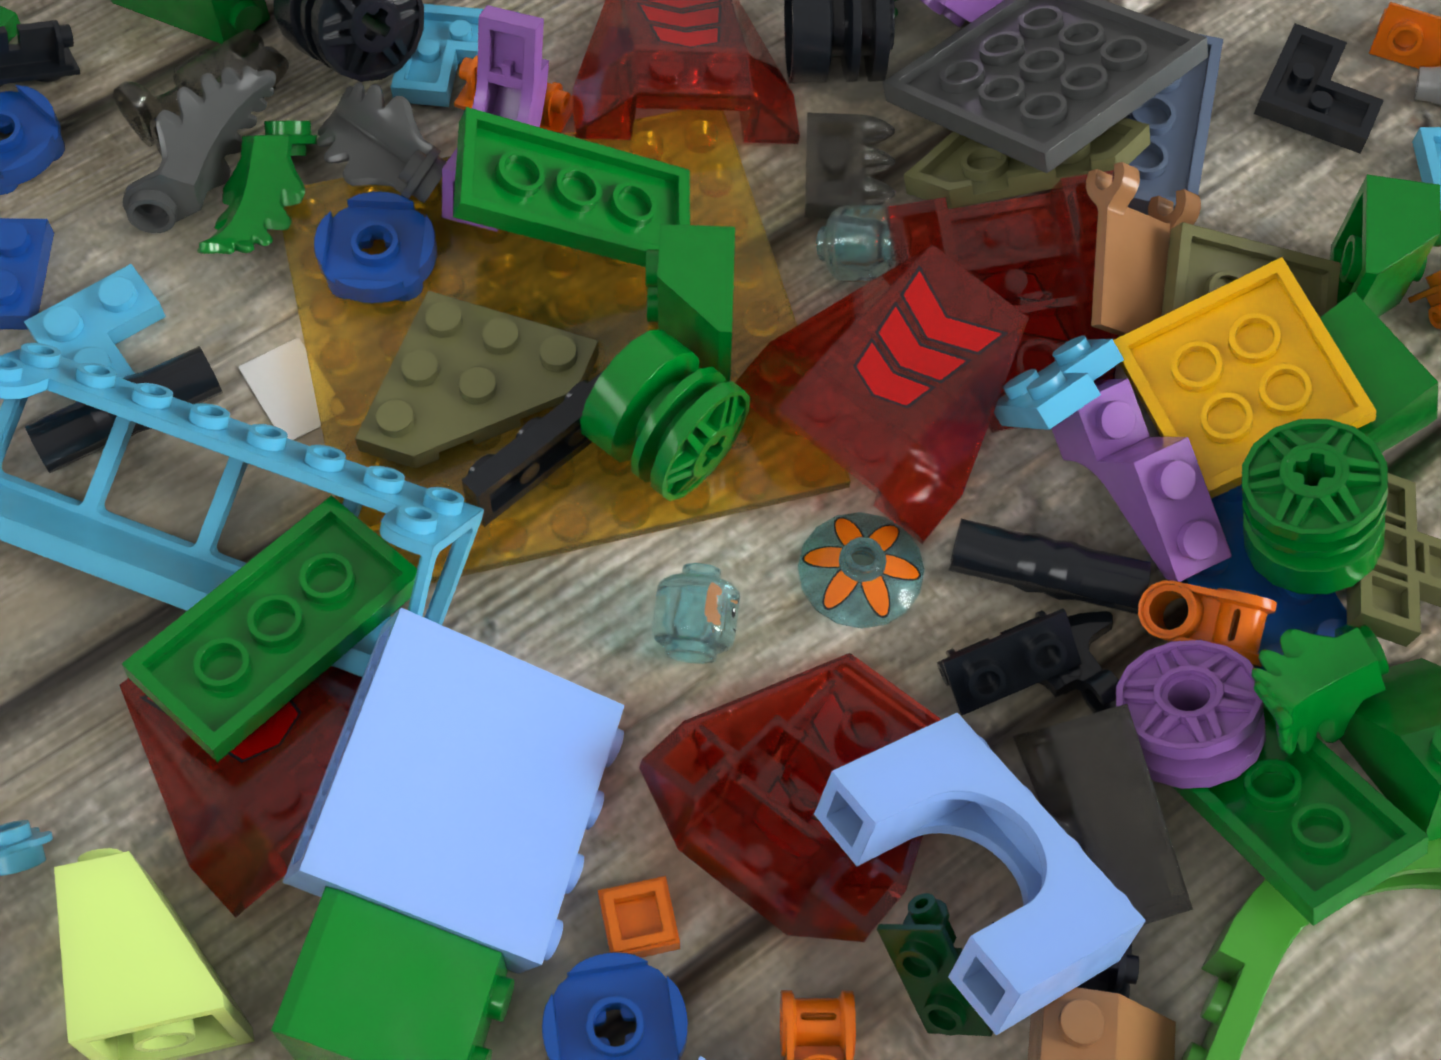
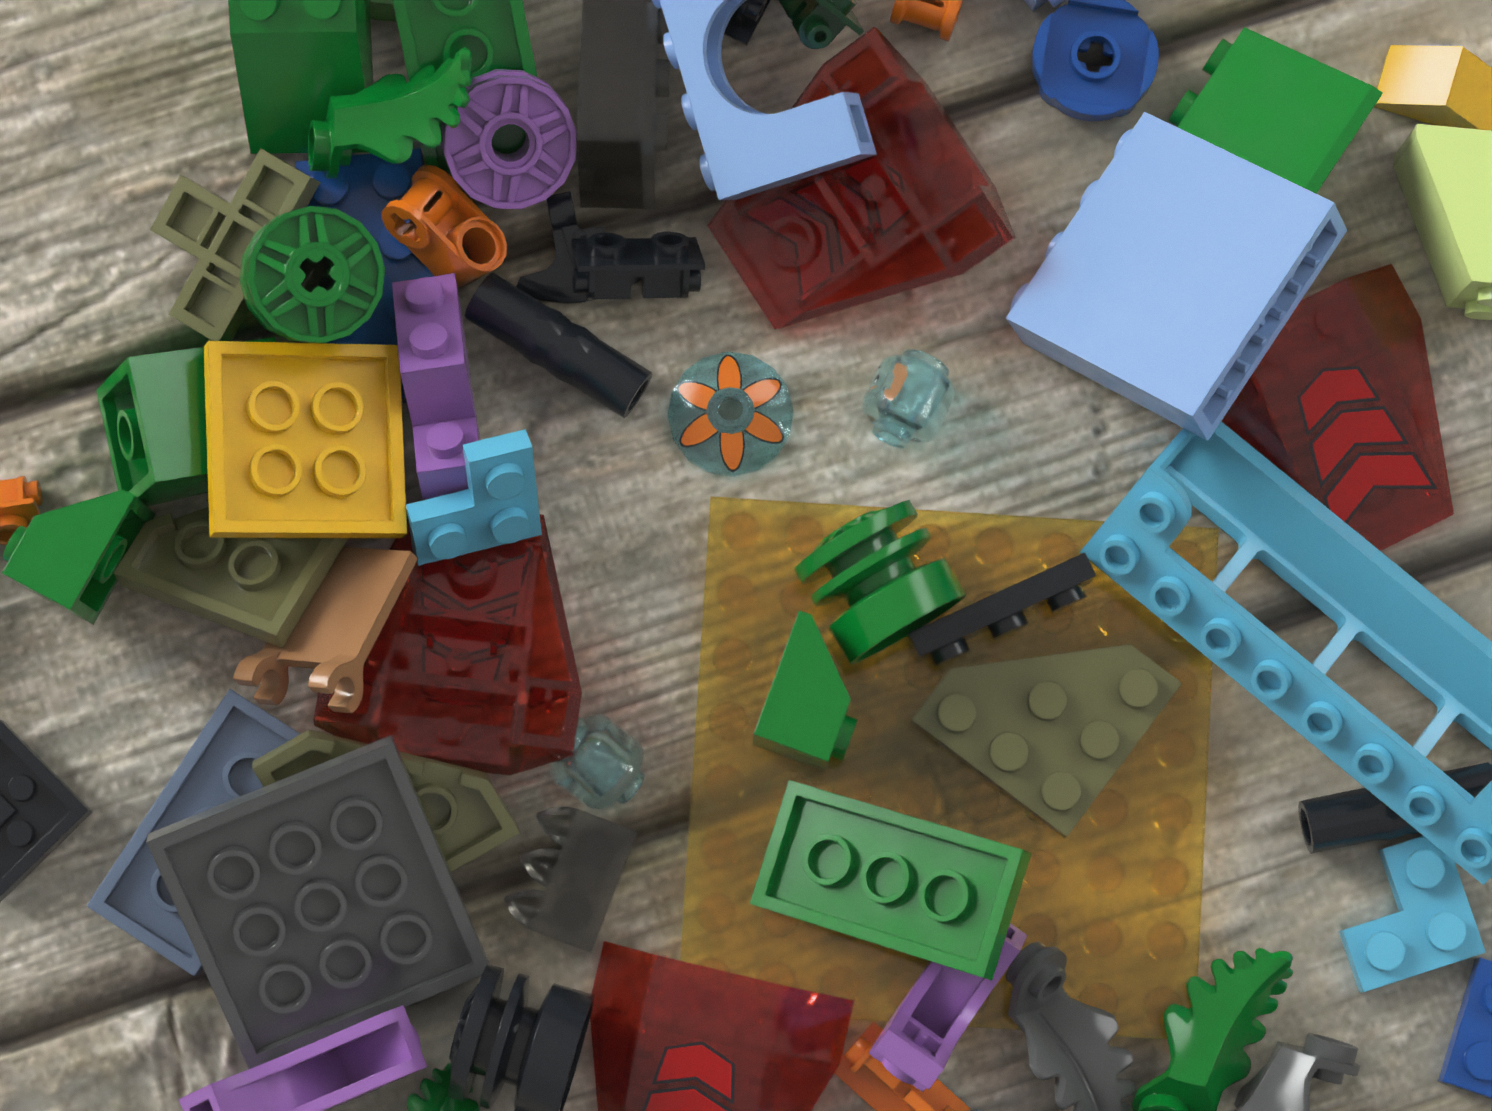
camera: 160 degrees left, 20 degrees up
(272, 627) = (1306, 477): green plate -> none
(285, 388) = (1234, 800): white sticker -> none
(382, 276) = (1140, 894): blue plate -> none
(639, 918) = (1045, 147): orange tile -> none
(896, 383) = (639, 571): clear red wedge -> none

